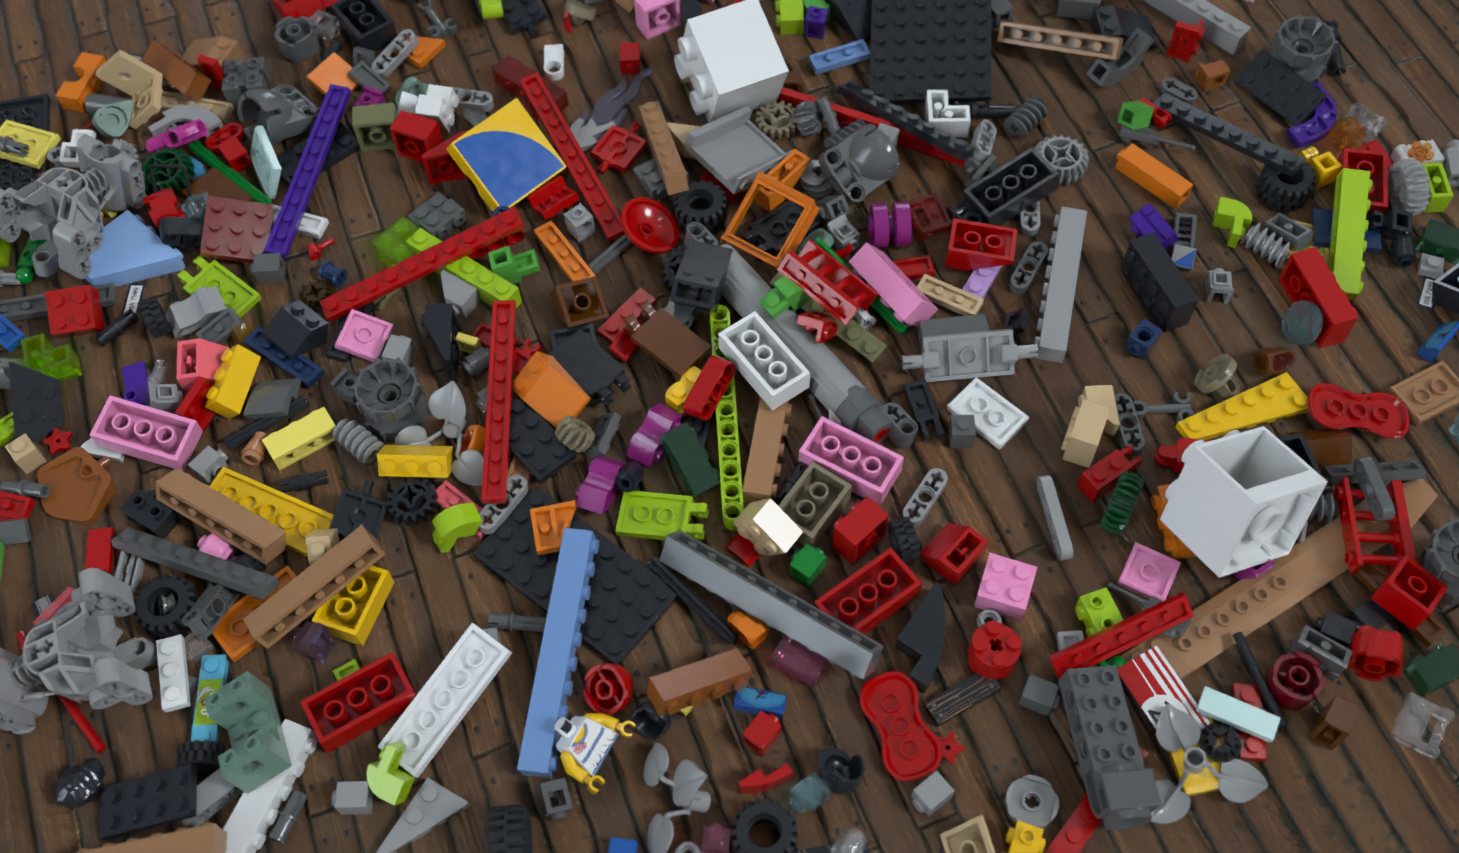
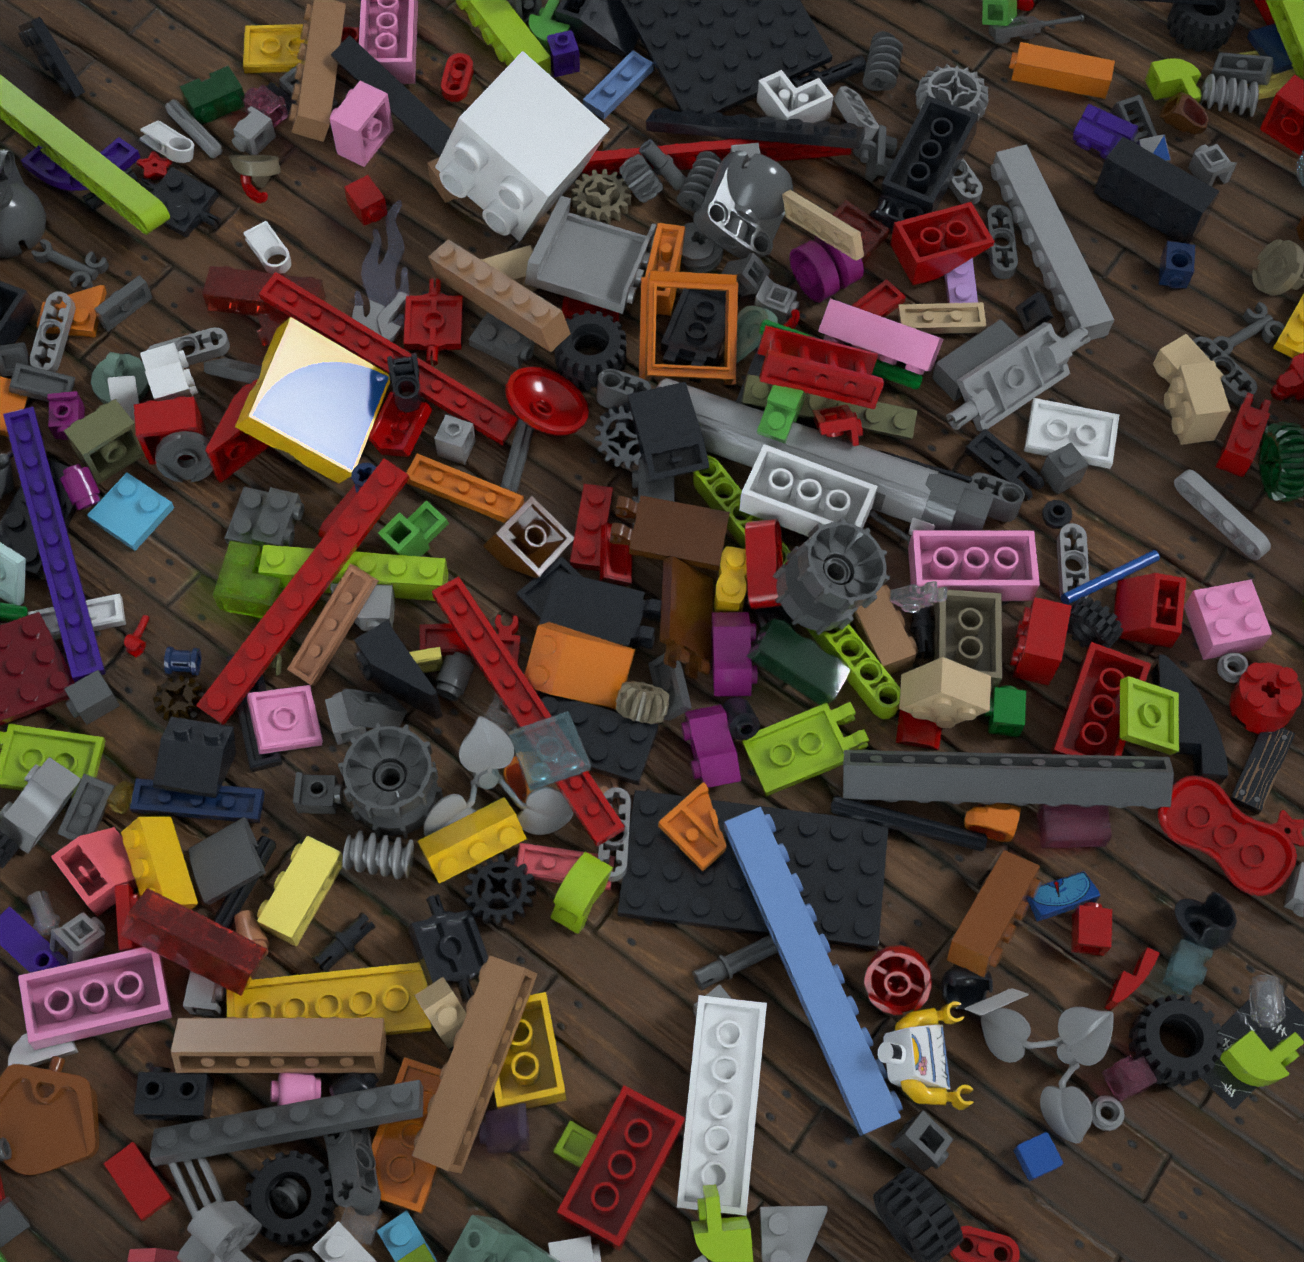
camera: 35 degrees left, 5 degrees up
(215, 430) = (193, 941): none -> clear red brick
(345, 146) = (80, 486): none -> magenta brick
(367, 175) = (130, 511): none -> medium azure plate
(405, 160) = (180, 444): none -> dark grey tile
(414, 354) = (369, 708): none -> dark grey slope
(427, 294) = (332, 625): none -> nougat tile
(447, 55) = (123, 303): none -> dark grey plate
(489, 428) = (549, 750): none -> clear light blue plate
(570, 169) = (405, 377): none -> black piece
(637, 394) = (686, 617): none -> reddish brown tile
(663, 740) = (996, 1001): none -> white sticker
(746, 395) = (849, 558): none -> dark grey piece
(794, 460) = (914, 598): none -> clear plate
(863, 380) = (943, 471): none -> black piece
(893, 614) = (1149, 715): none -> lime plate
(895, 195) = (823, 225): none -> tan tile
(933, 463) = (1056, 521): none -> black plate
(943, 517) = (1110, 577): none -> blue bar
(1223, 243) = (1185, 114): none -> reddish brown rock

